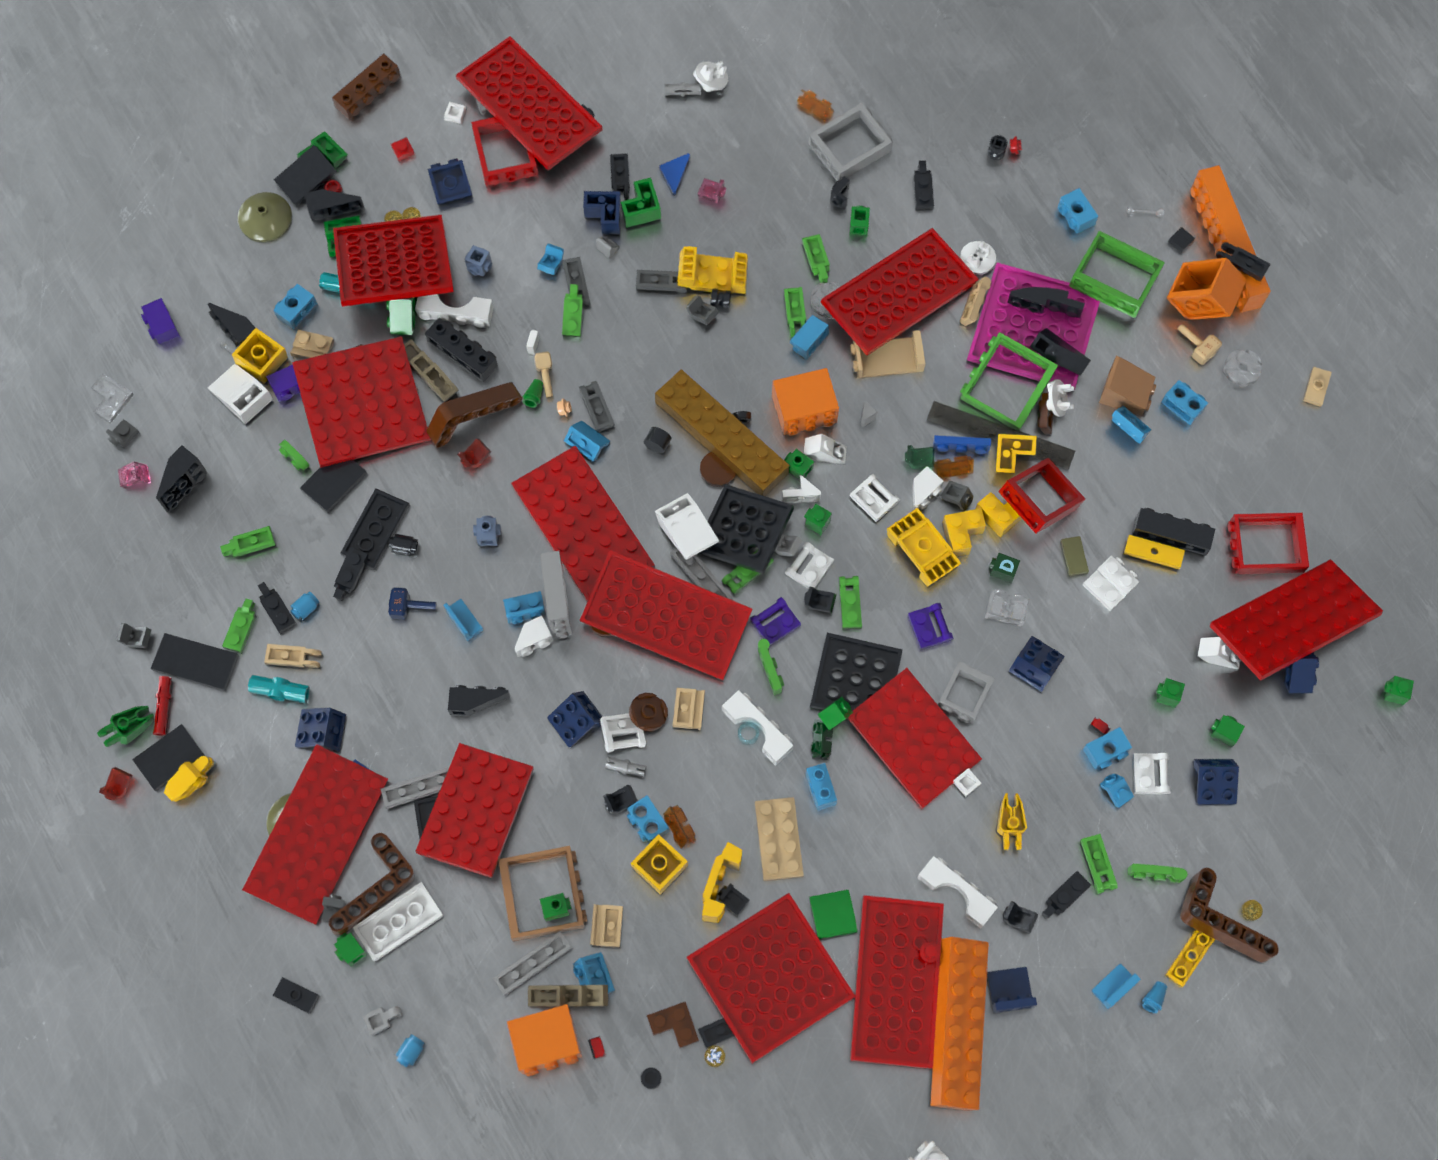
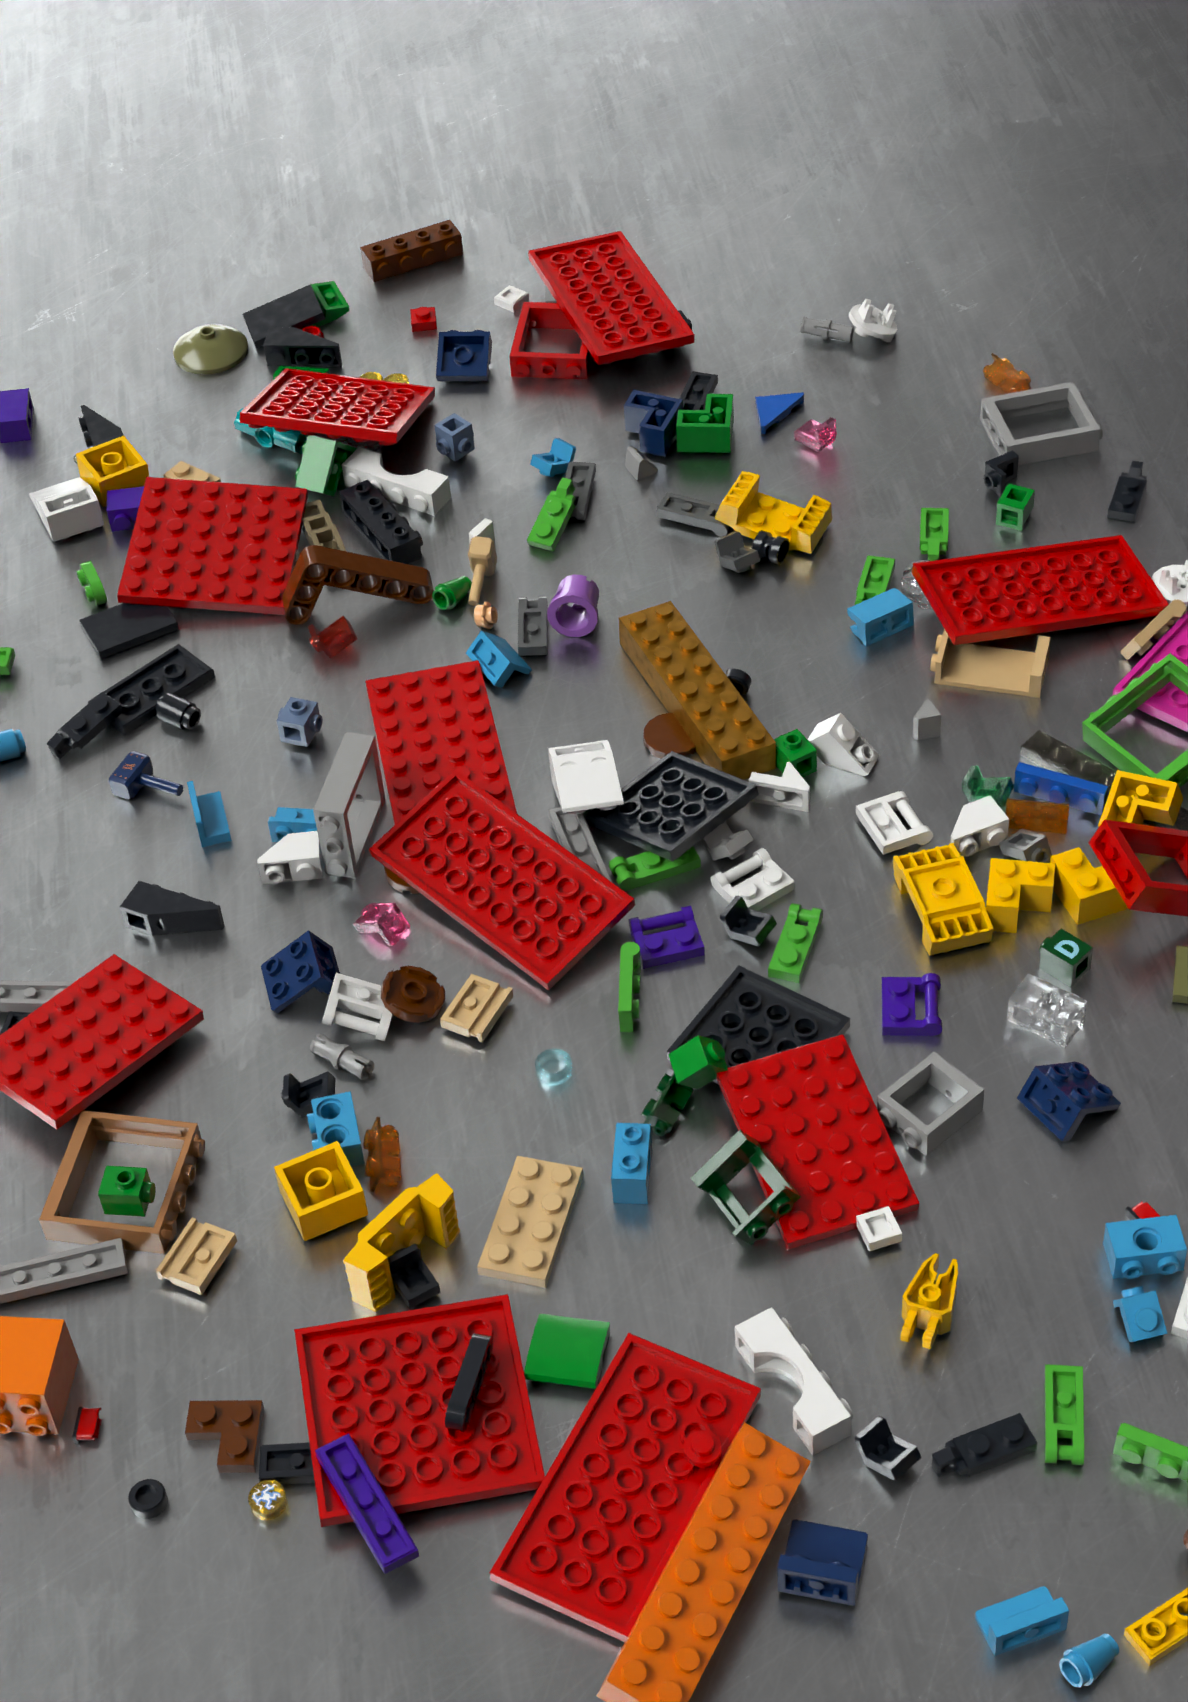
camera: 25 degrees right, 25 degrees down
(293, 316) = (191, 436): dark azure brick -> none
(567, 994) = (91, 1325): dark tan slope -> none
(593, 971) = (137, 1317): dark azure bracket -> none
(606, 665) = (383, 919): none -> clear pink bracket
(620, 386) = (583, 613): none -> medium lavender piece
(657, 440) = (598, 678): black piece -> none
(741, 709) = (585, 1087): white arch -> none
(773, 1045) = (367, 1503): none -> dark purple tile
(795, 957) = (469, 1382): none -> black beam
(805, 402) = (834, 677): orange container -> none
(817, 519) = (792, 824): green brick -> none
(886, 796) = (725, 1166): none -> dark green panel

